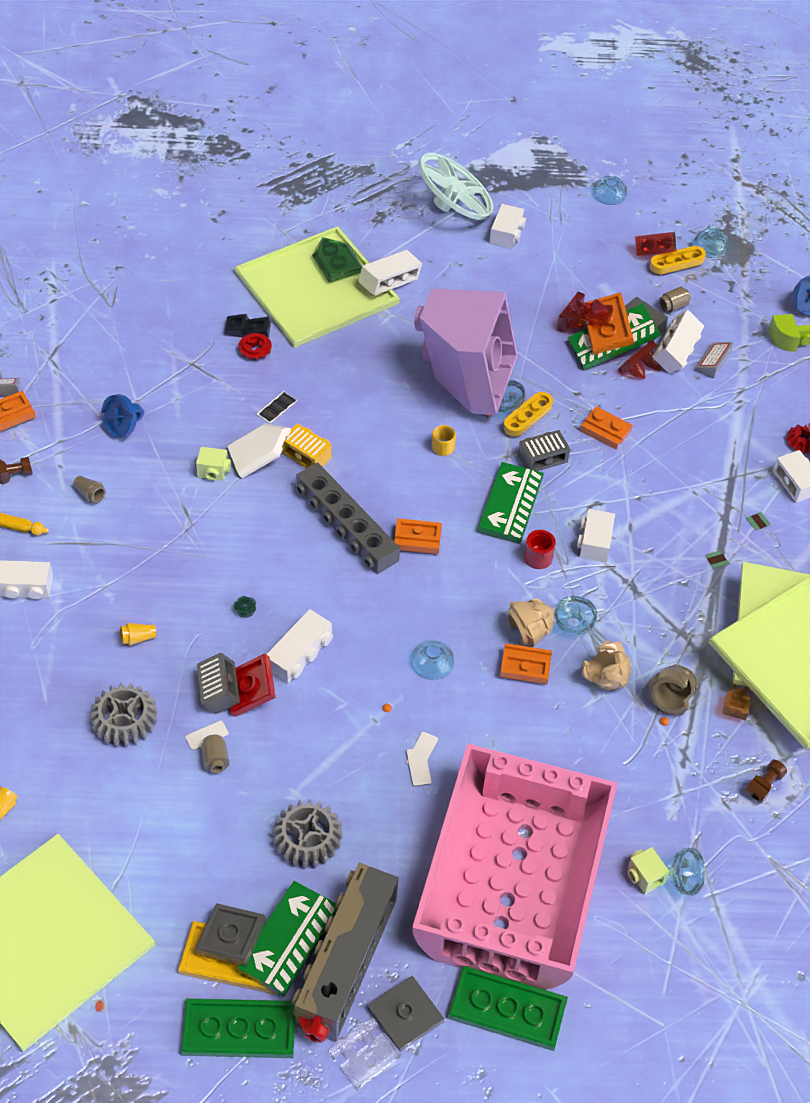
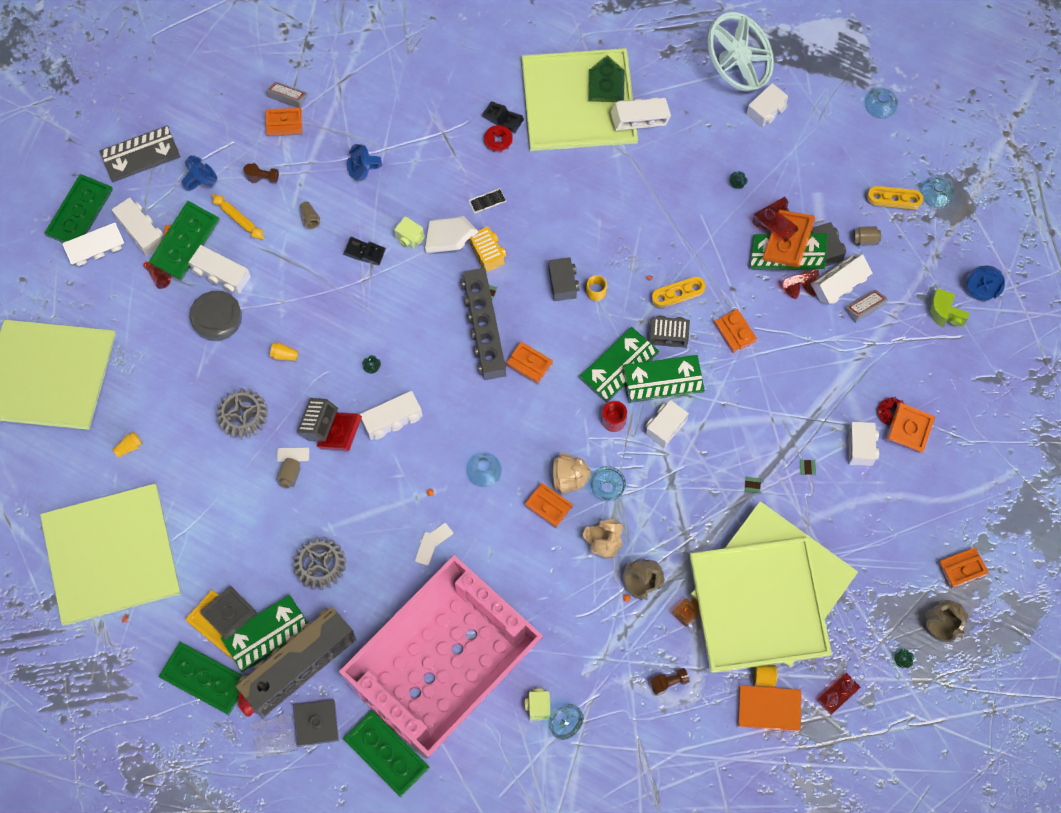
camera: 30 degrees right, 15 degrees up
(35, 627) = (215, 315): none -> dark grey piece
(176, 501) = (363, 251): none -> black slope
(403, 445) = (562, 279): none -> dark grey brick
(469, 345) = (655, 218): lavender slope -> none
(514, 392) = (667, 264): clear light blue piece -> none
(526, 296) = (734, 180): none -> plate
(565, 496) = (663, 378): none -> green tile
(655, 243) = (882, 176): clear red tile -> none

